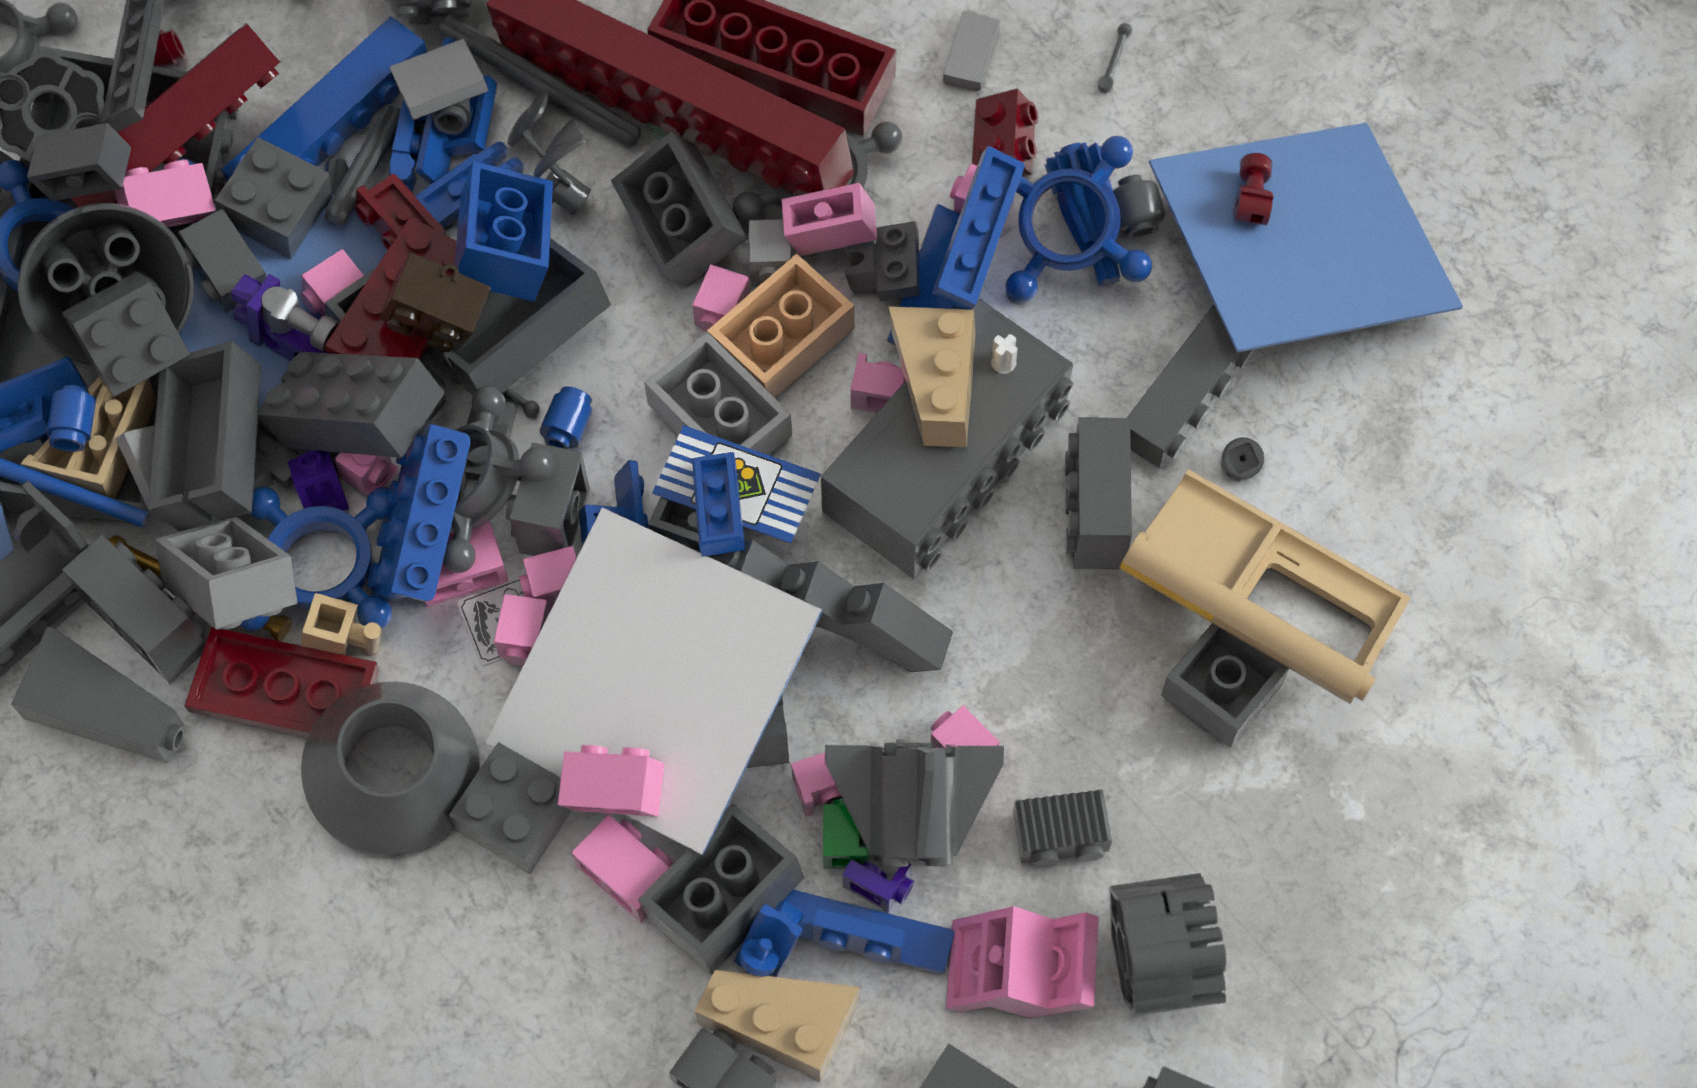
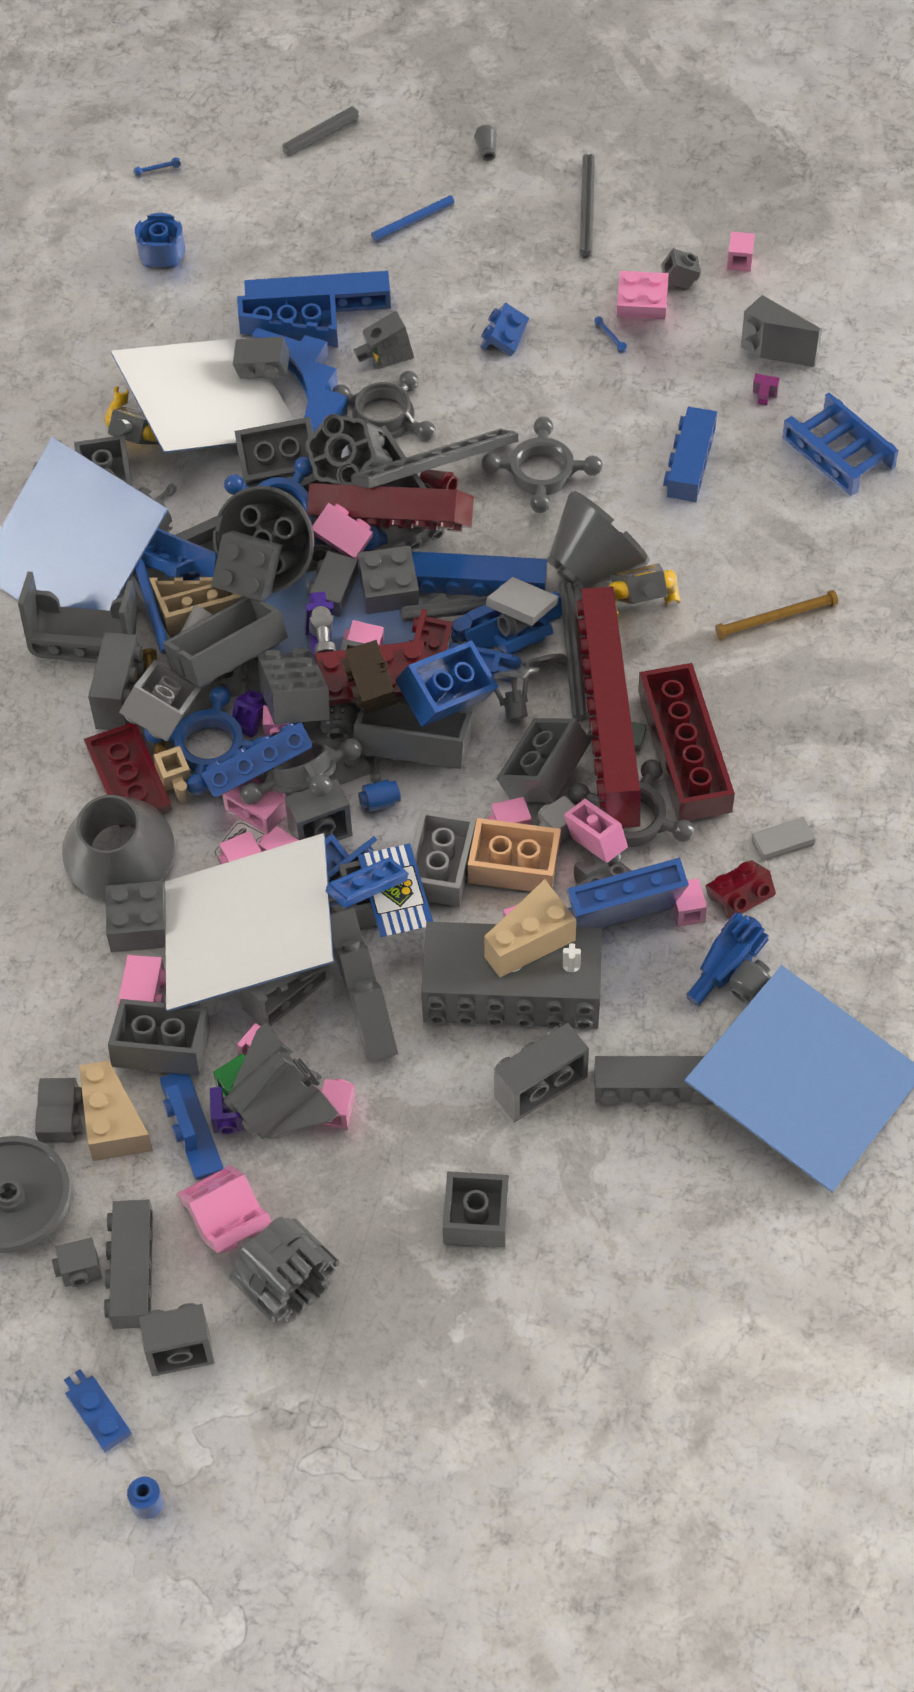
camera: 55 degrees right, 10 degrees down
(71, 418) = (187, 578): blue brick -> none
(79, 162) = (321, 480): dark grey brick -> none
(92, 700) = (58, 695): dark grey slope -> none
(611, 782) = (173, 942): bright pink brick -> none
(770, 940) = (144, 1078): blue hips -> none
(1062, 828) = (323, 1183): dark grey brick -> none
(1105, 83) = (825, 918): dark grey hinge -> none
(1133, 264) = (706, 1000): blue piece -> none
(1214, 549) = (553, 1153): tan piece -> none
(1242, 458) = (633, 1137): dark grey tile -> none
(1252, 201) = (794, 1031): dark red leg -> none

